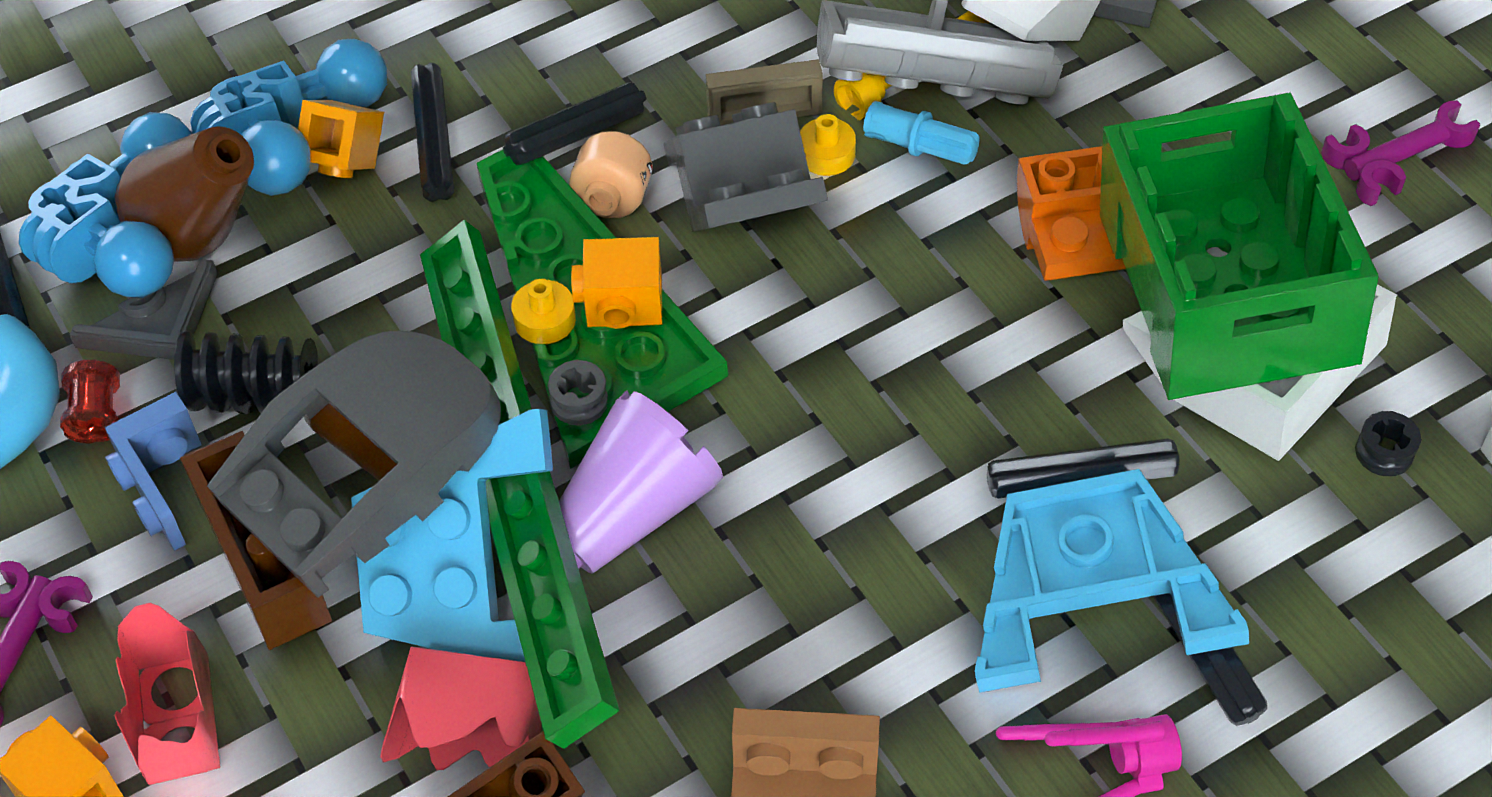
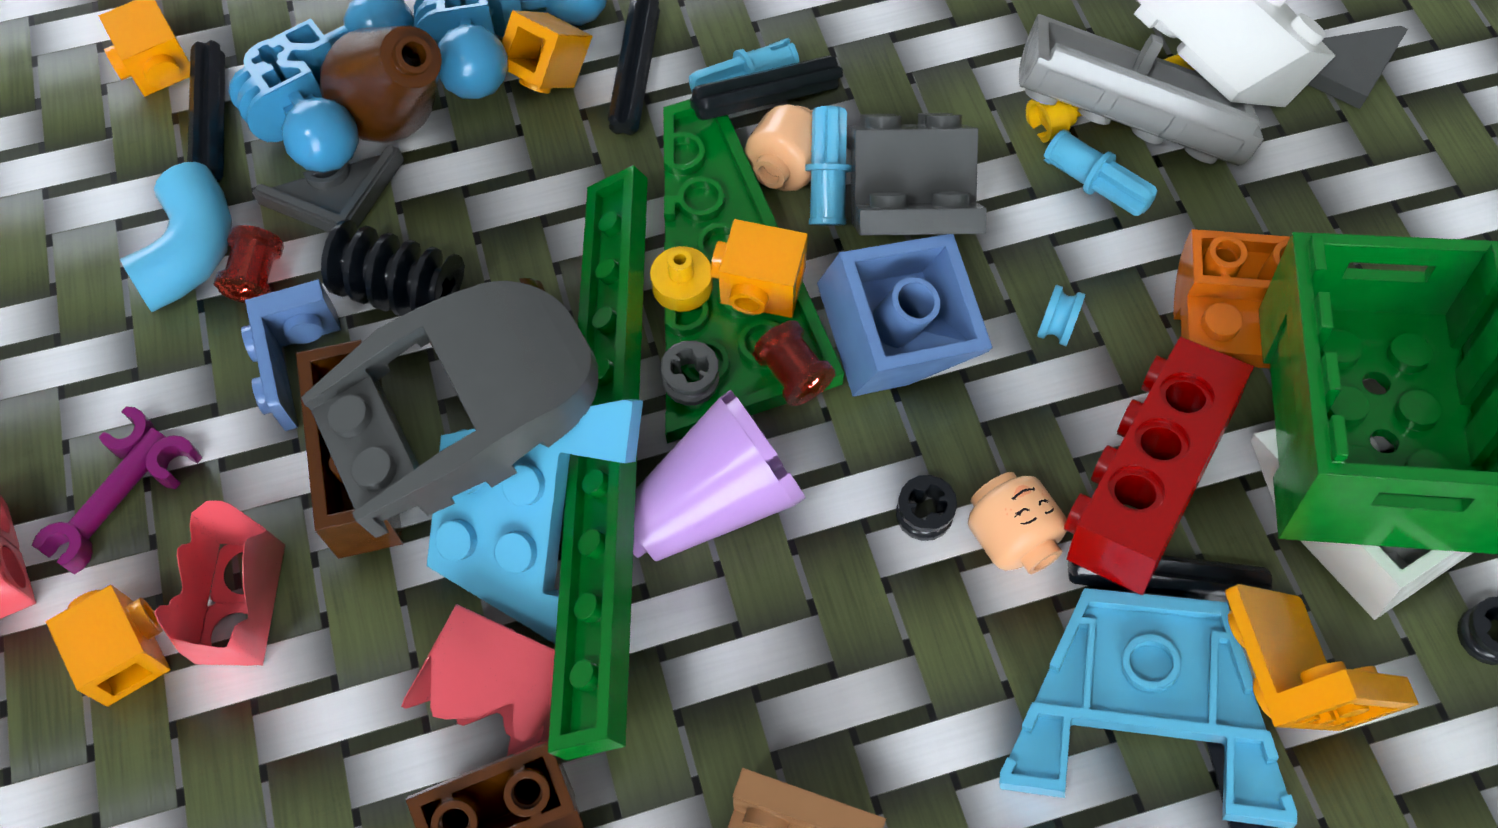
camera: 15 degrees right, 10 degrees up
(544, 105) = (743, 63): none -> medium azure axle
(658, 181) = (828, 166): none -> medium azure axle
(677, 358) = (793, 363): none -> clear red bush
(766, 293) = (902, 312): none -> medium blue slope
(789, 85) = (977, 96): dark tan tile -> none
(828, 145) = (1004, 164): yellow tile -> none
(854, 474) = (918, 490): none -> black bush
(919, 266) = (1061, 315): none -> medium azure bush
(929, 453) = (1017, 523): none -> light nougat head
(1043, 370) = (1156, 465): none -> red brick
(1237, 521) = (1292, 673): none -> light orange bracket

